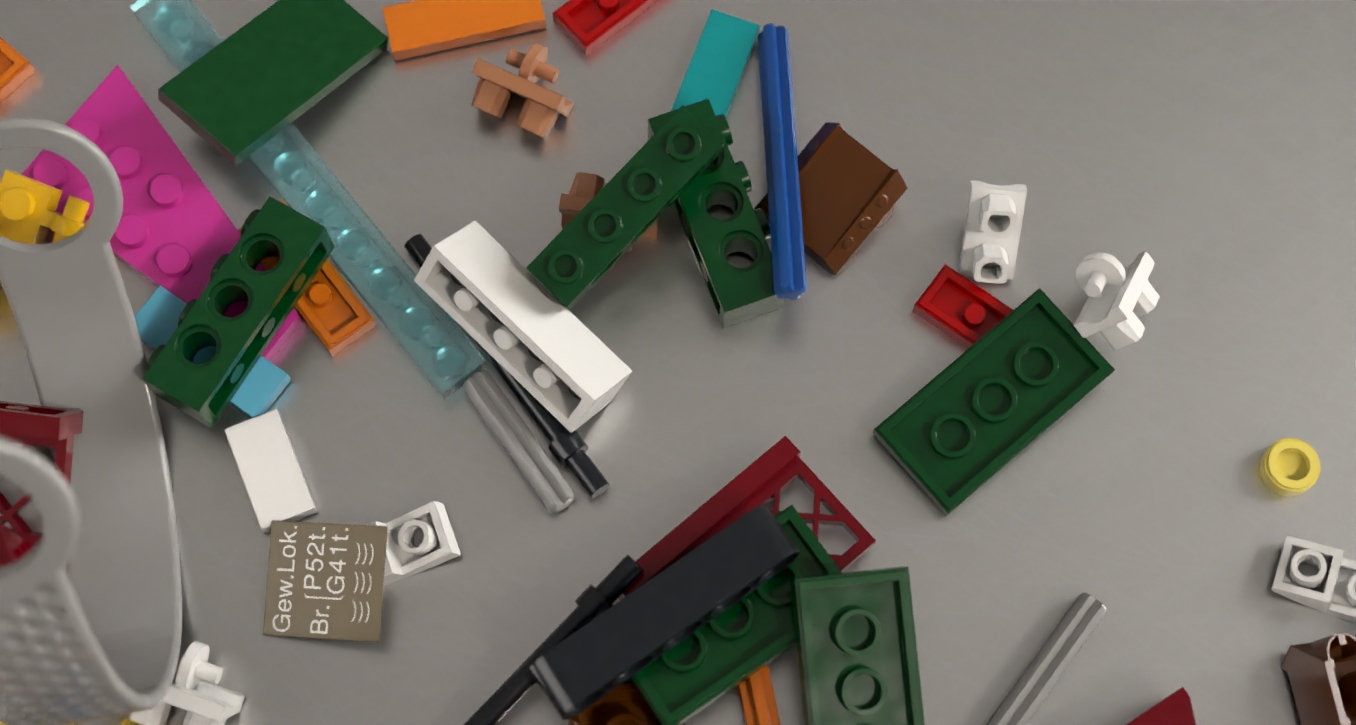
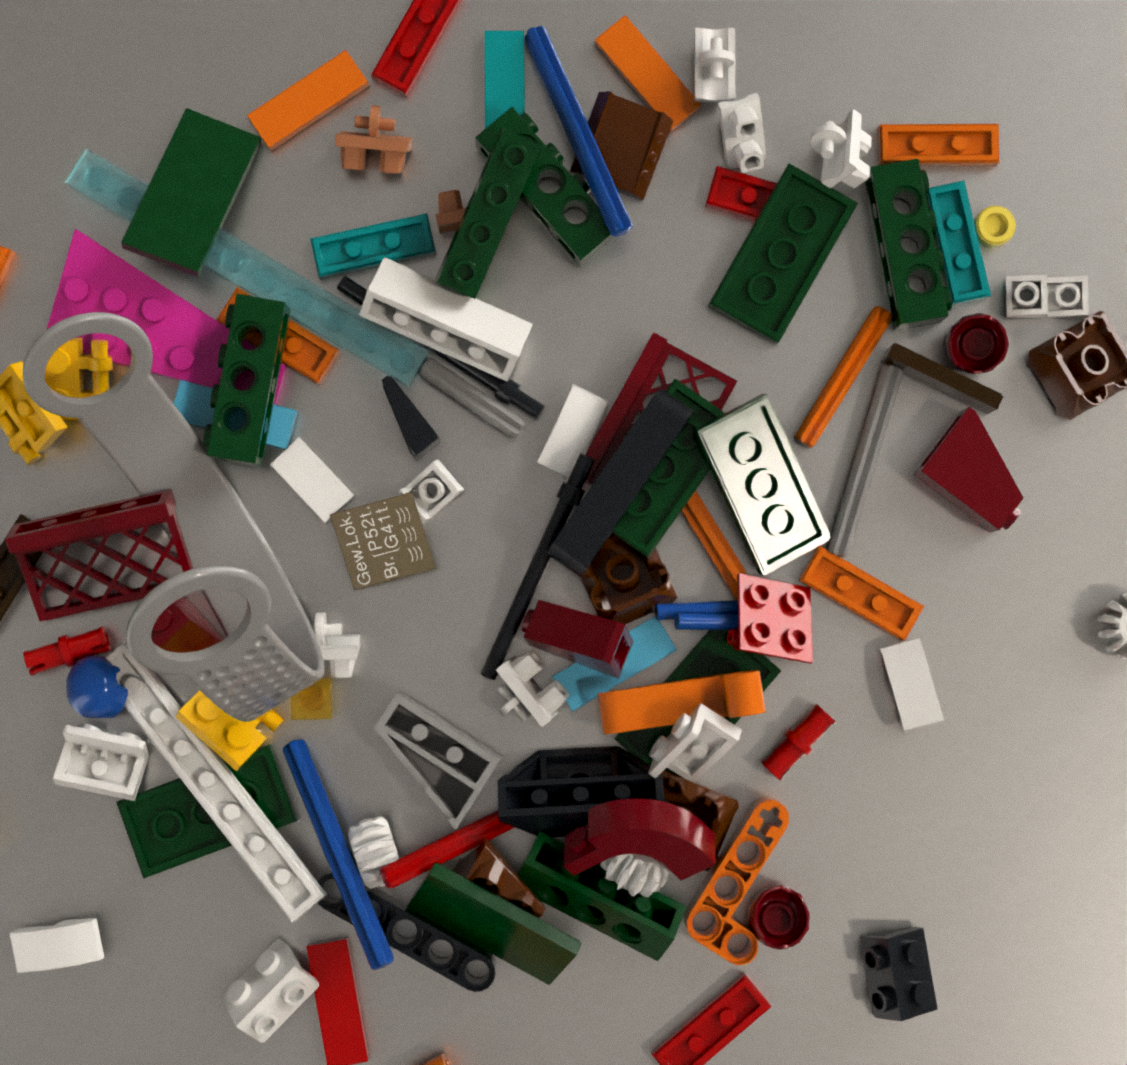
camera: 25 degrees left, 15 degrees up
(428, 453) = (415, 429): none -> black slope
(445, 207) = (367, 246): none -> teal tile
(632, 525) = (572, 430): none -> white slope
(896, 125) = (646, 72): none -> orange tile
(983, 140) = (714, 65): none -> white hips
(1021, 590) = (843, 376): none -> orange axle
(1139, 527) = (910, 183): none -> dark green brick
(1158, 640) = (942, 378): none -> dark brown tile
(1220, 608) = (977, 343): none -> dark red hair
(1232, 472) = (958, 240): none -> teal tile
(1246, 339) = (939, 144): none -> orange tile

